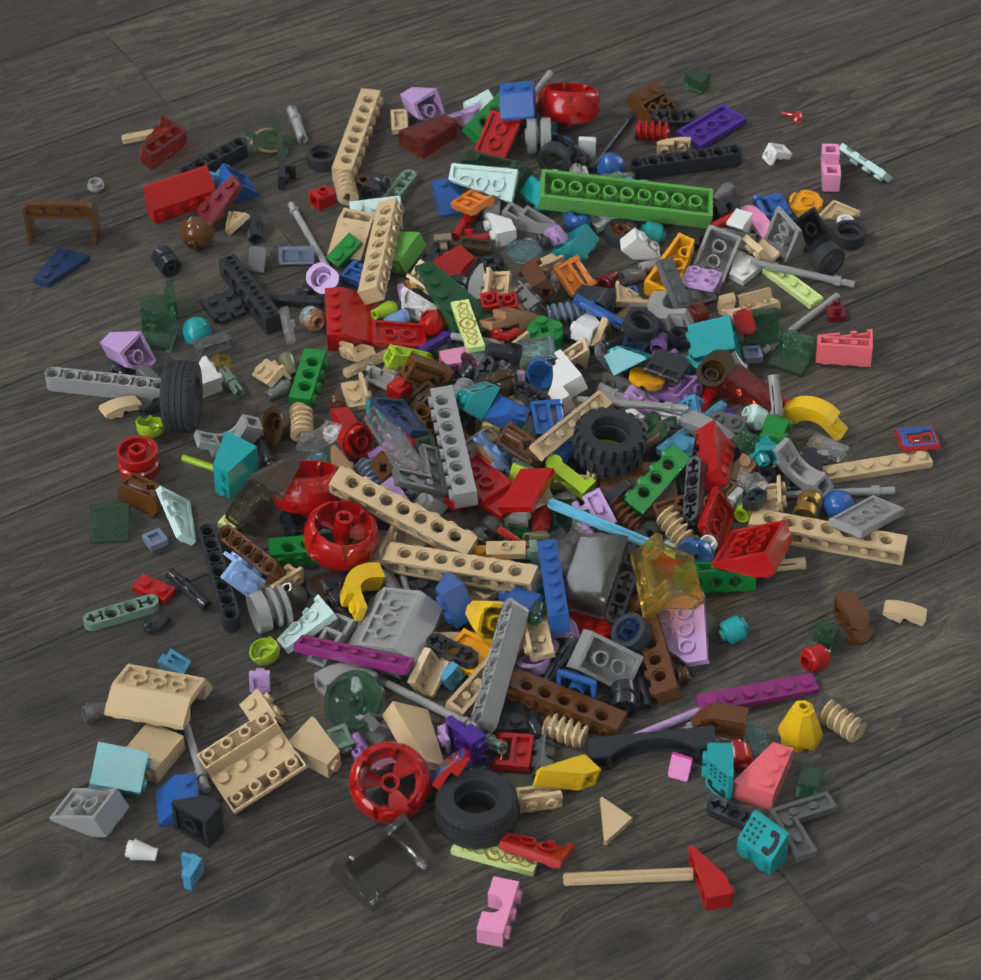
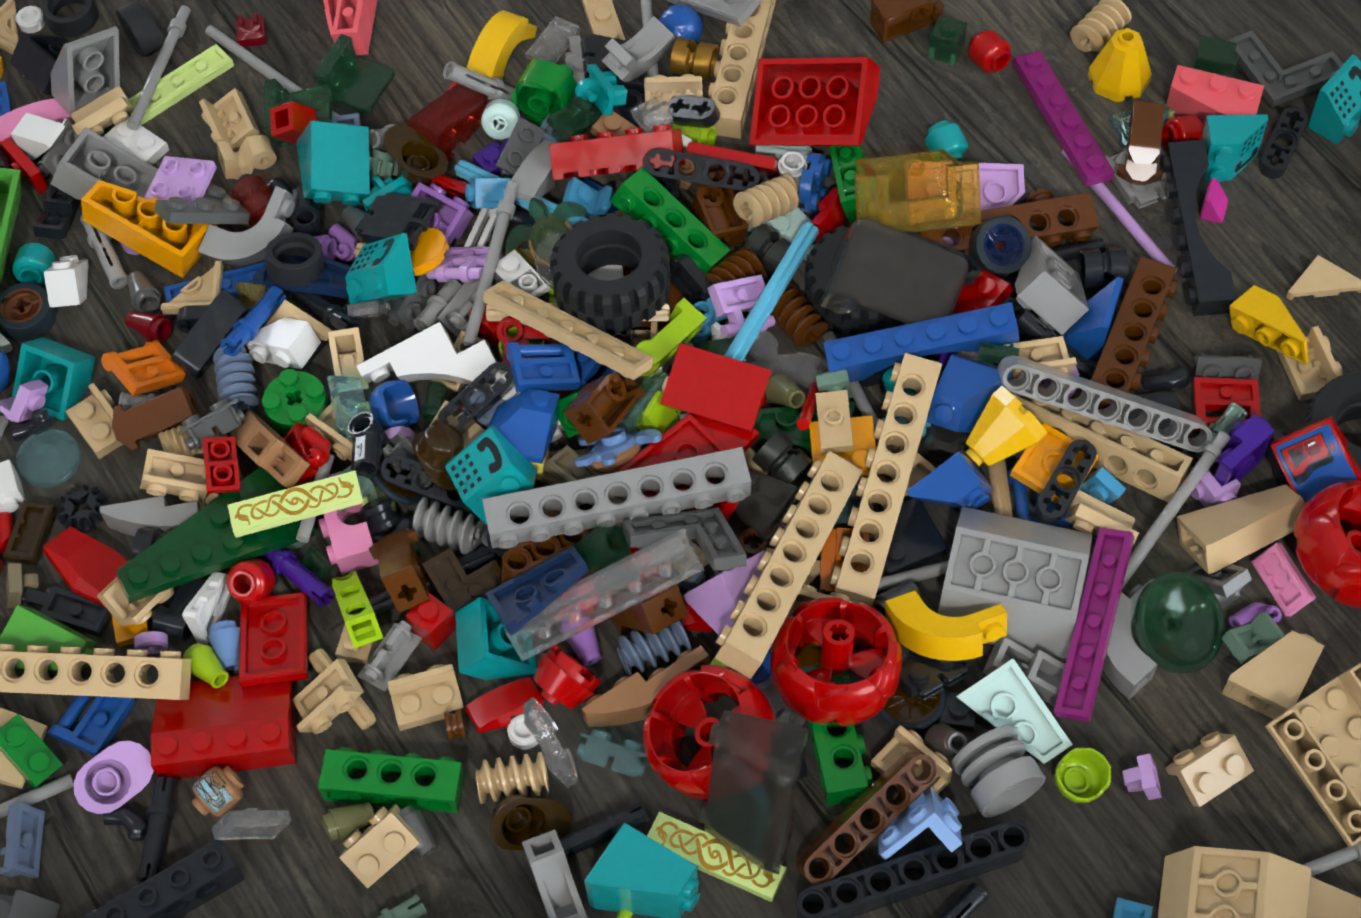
camera: 90 degrees left, 15 degrees up
(565, 731) = (1180, 334): tan piece -> none

